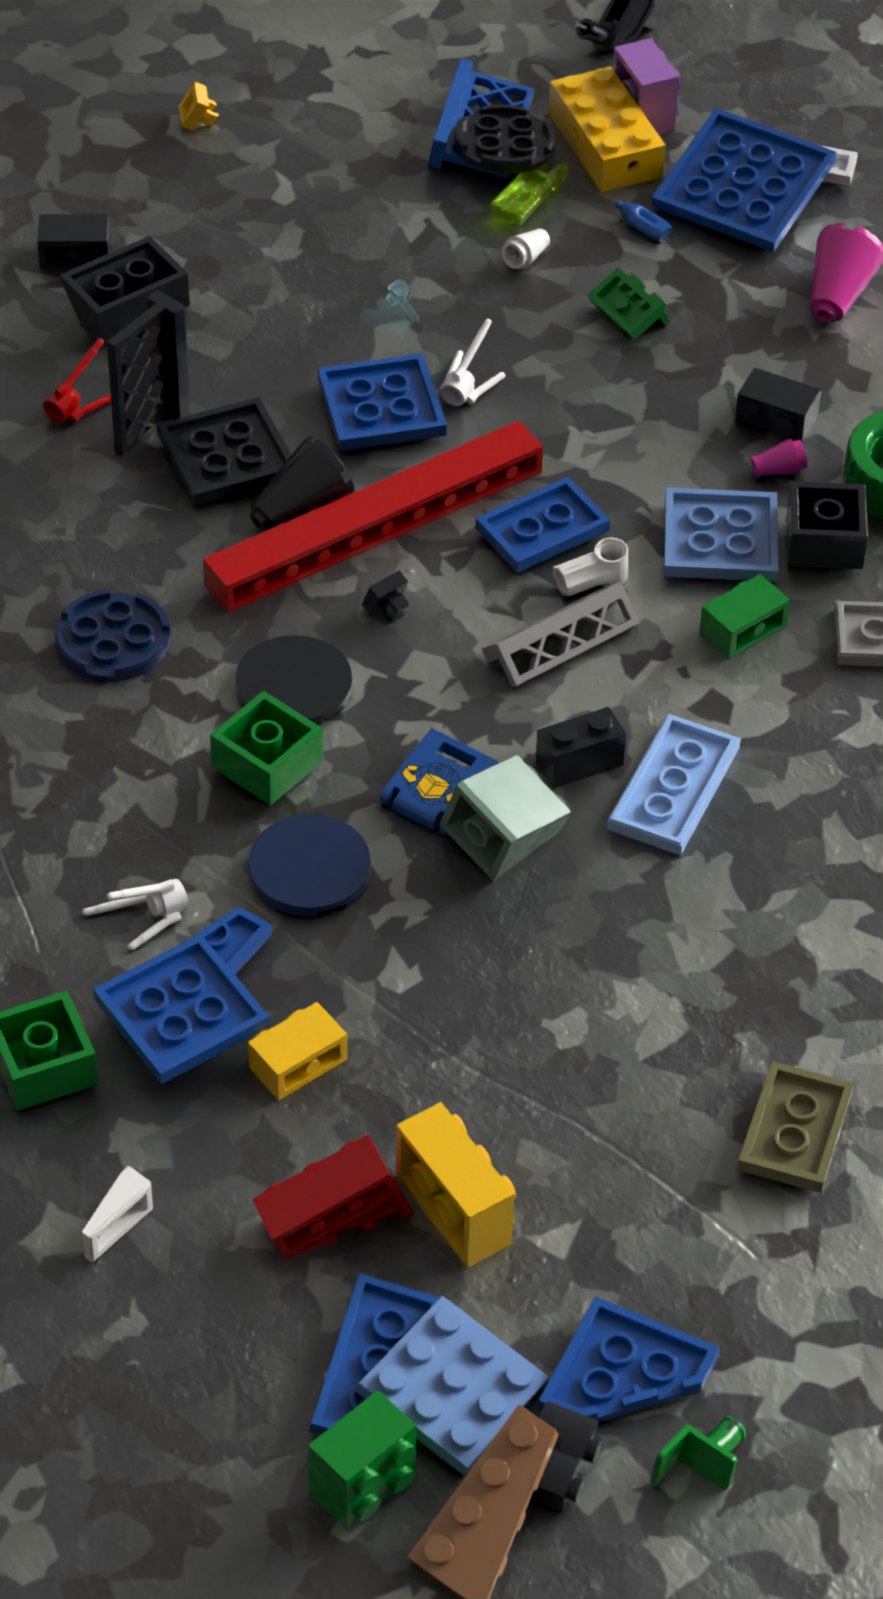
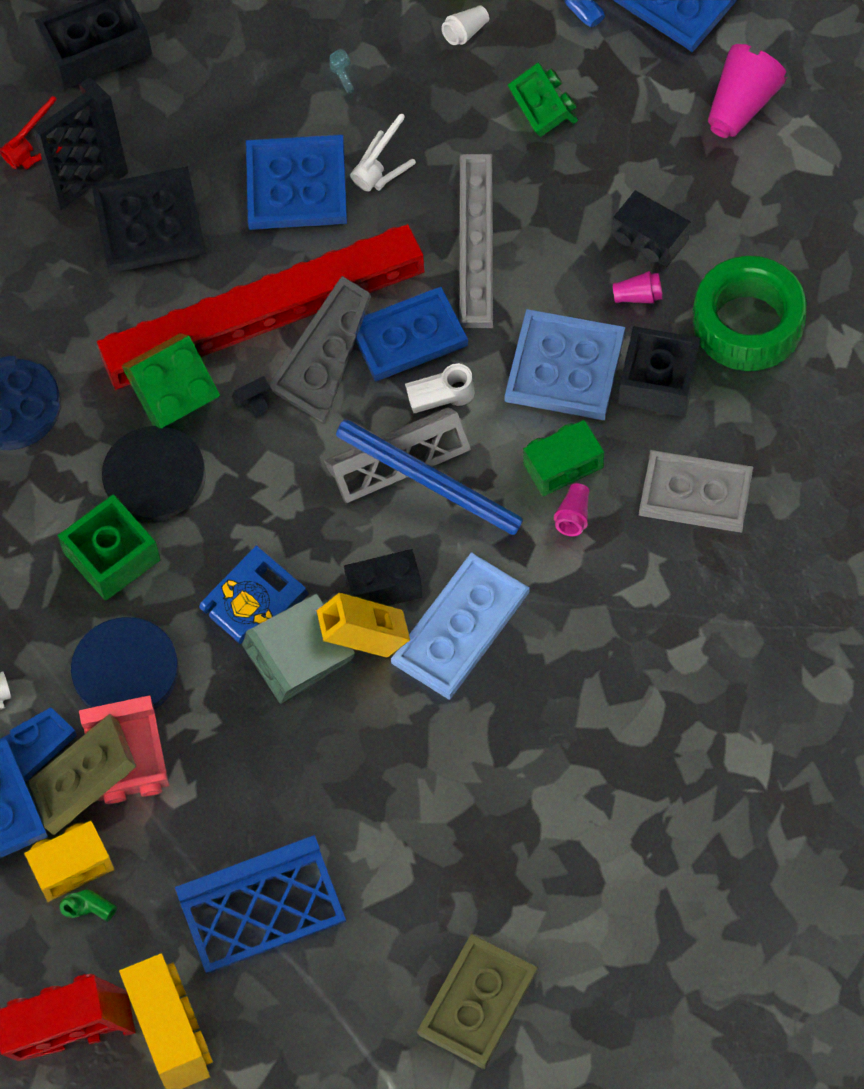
camera: 15 degrees right, 15 degrees up
(297, 584) = (170, 380): none -> green brick
(298, 955) = (82, 774): none -> olive plate
(301, 485) = (198, 273): black cone -> none
(327, 1090) = (87, 902): none -> green arm
(332, 935) = (143, 738): none -> coral panel
(453, 552) = (320, 356): none -> dark grey wing
(501, 1040) = (250, 873): none -> blue fence
(574, 781) = (363, 625): none -> yellow brick
(591, 436) = (476, 241): none -> light grey tile
(606, 644) = (429, 477): none -> blue axle
(768, 665) = (573, 511): none -> dark pink cone

